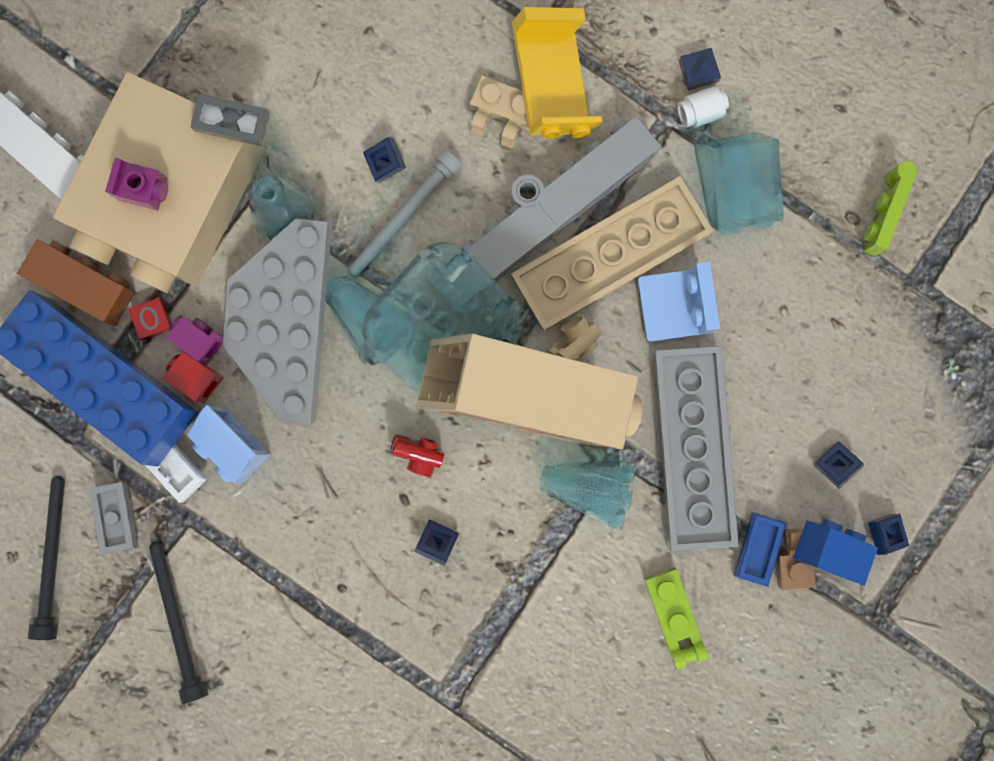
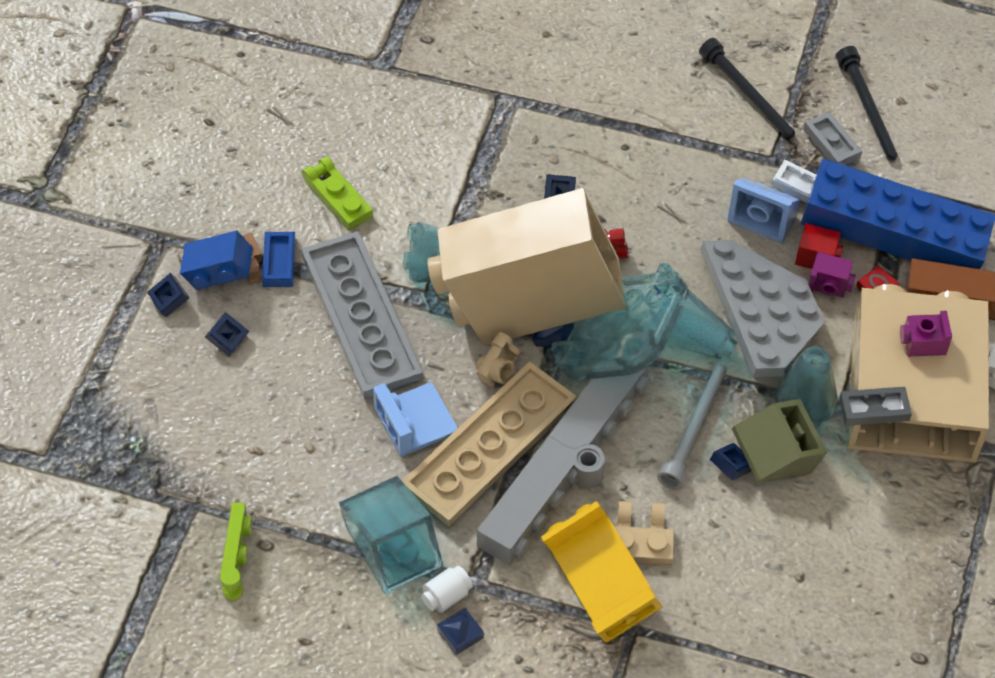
camera: 165 degrees right, 30 degrees down
(333, 153) = (780, 441): none -> olive slope

